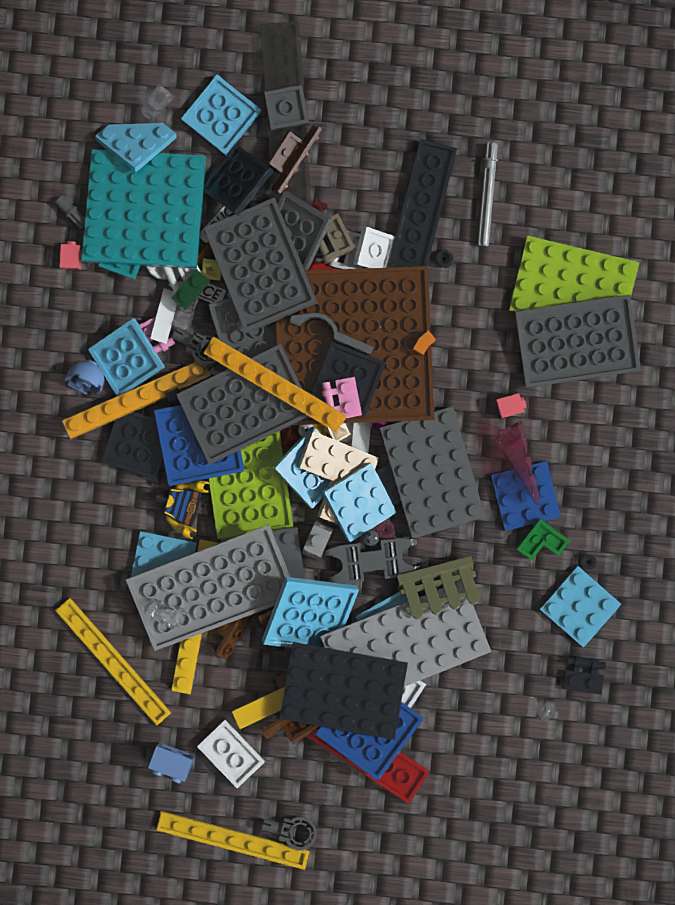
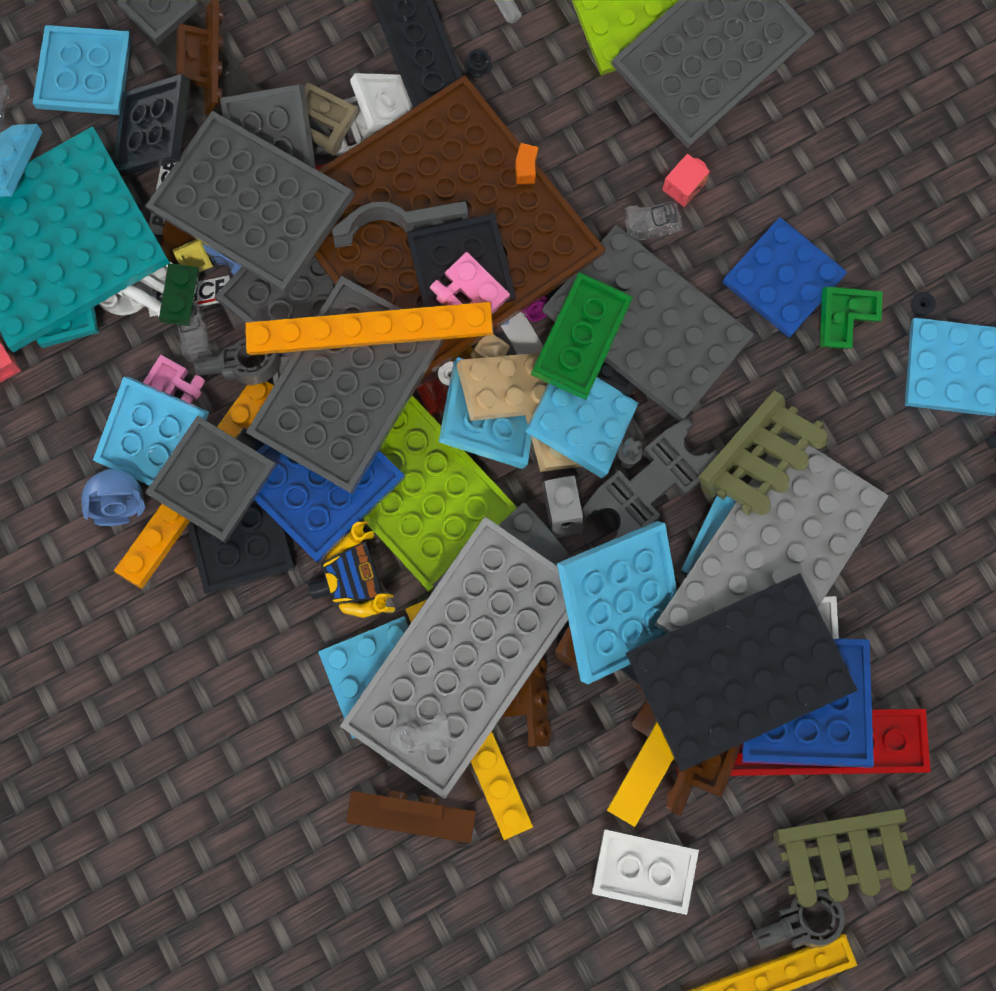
camera: 40 degrees left, 10 degrees down
(113, 661) = (397, 855): yellow tile -> none
(136, 650) = (411, 817): none -> reddish brown bracket
(142, 407) = (211, 479): none -> dark grey plate
(164, 317) = (168, 354): white sticker -> none
(171, 762) = (573, 941): medium blue brick -> none
(345, 817) = (860, 847): none -> olive fence
(385, 535) = (643, 427): clear pink plate -> none
(387, 459) = (581, 336): none -> green tile
(475, 416) = (652, 221): none -> clear leg
(514, 449) = (739, 227): clear pink wedge -> none

